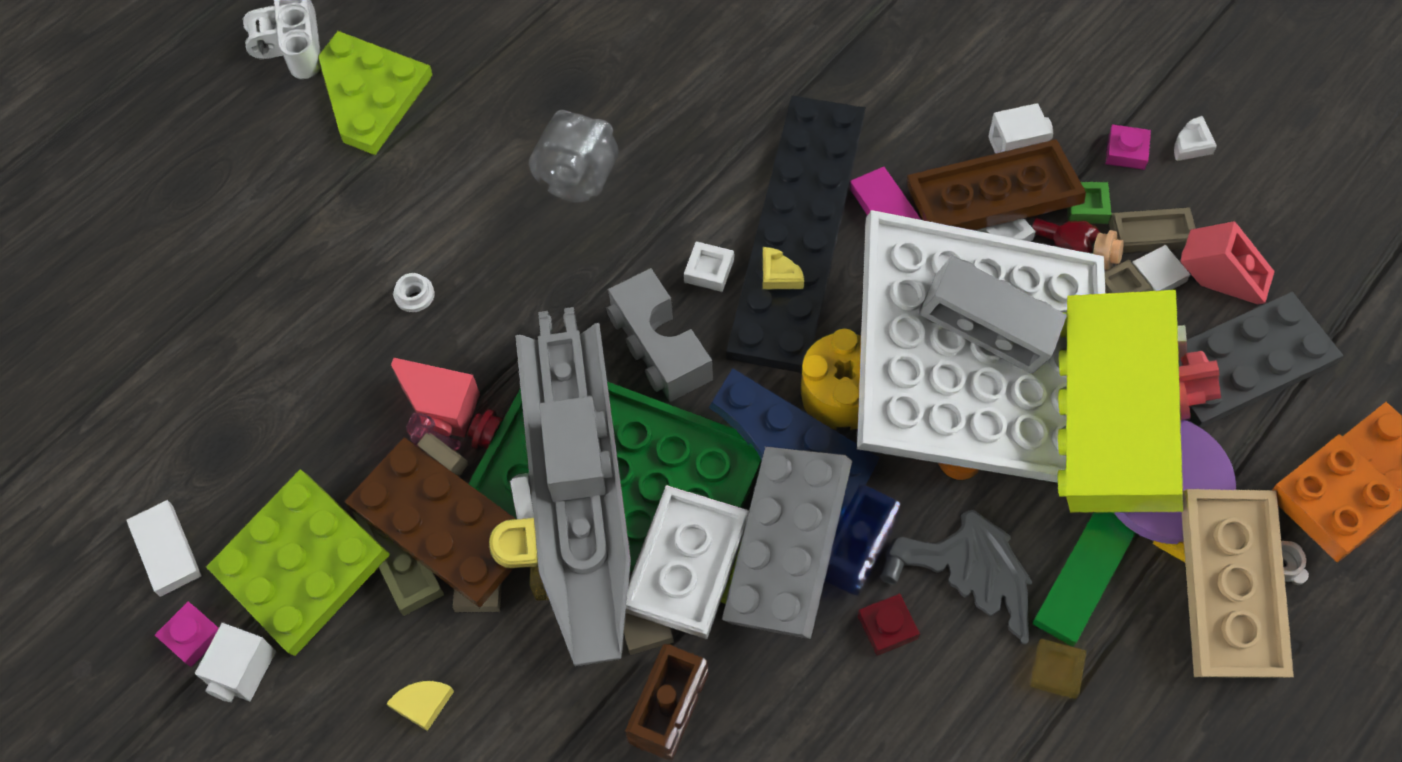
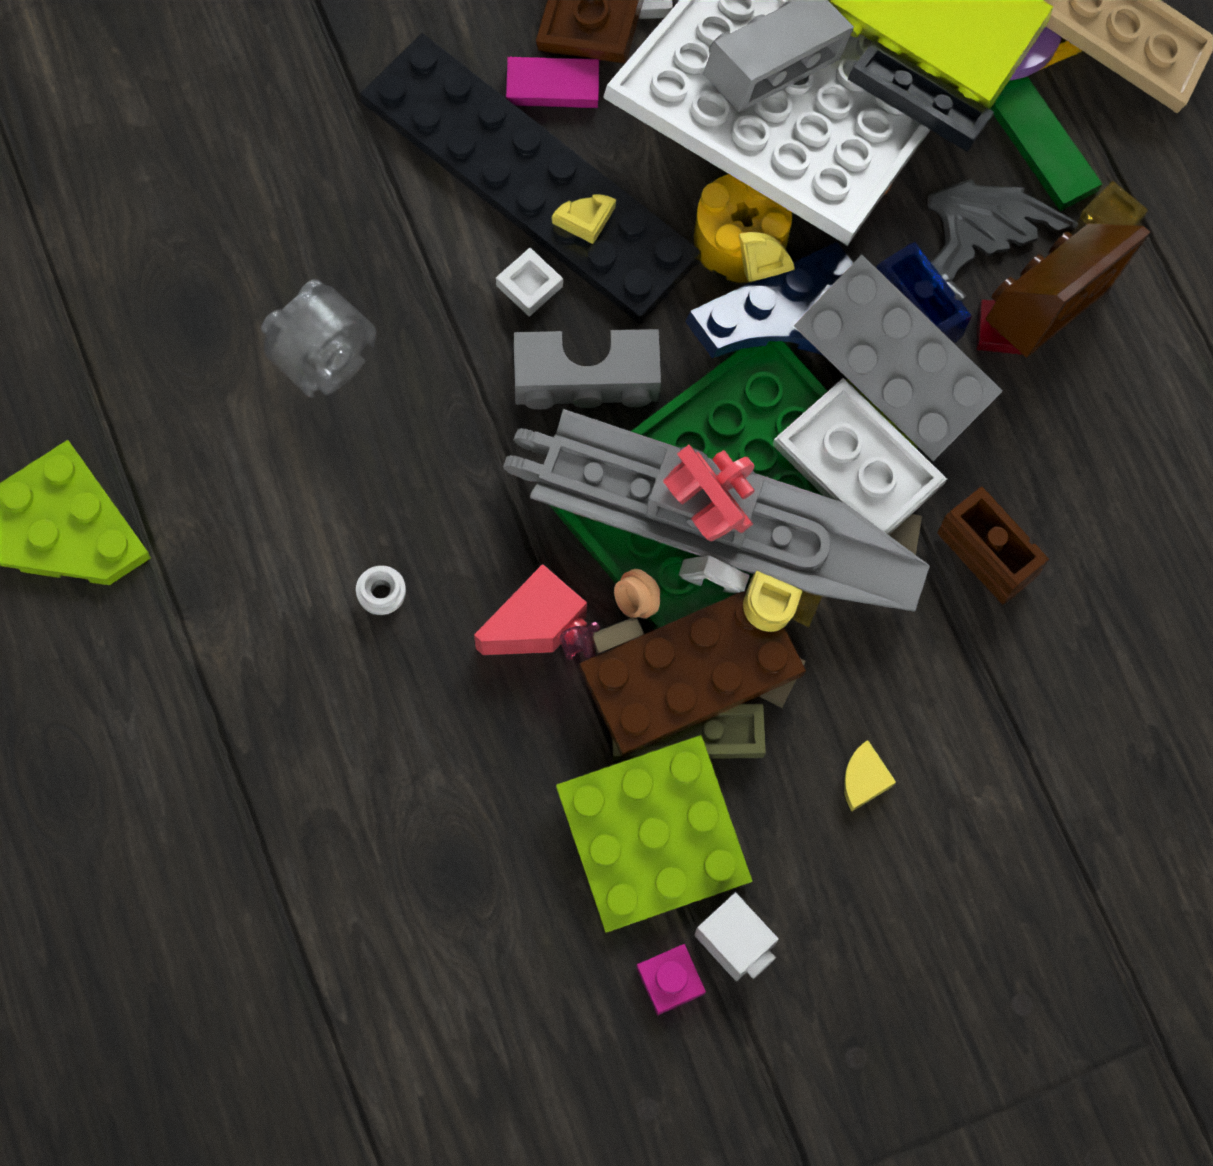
camera: 70 degrees left, 10 degrees up
(163, 548) = (553, 972): white tile -> none
(481, 450) = (637, 594): none -> light nougat plate
(484, 429) = (599, 585): dark red plate -> none
(563, 438) = (696, 474): none -> coral hips
(816, 398) = (763, 256): none -> light yellow tile
(944, 645) = (1063, 283): none -> reddish brown slope
(1036, 445) = (920, 95): none -> black plate

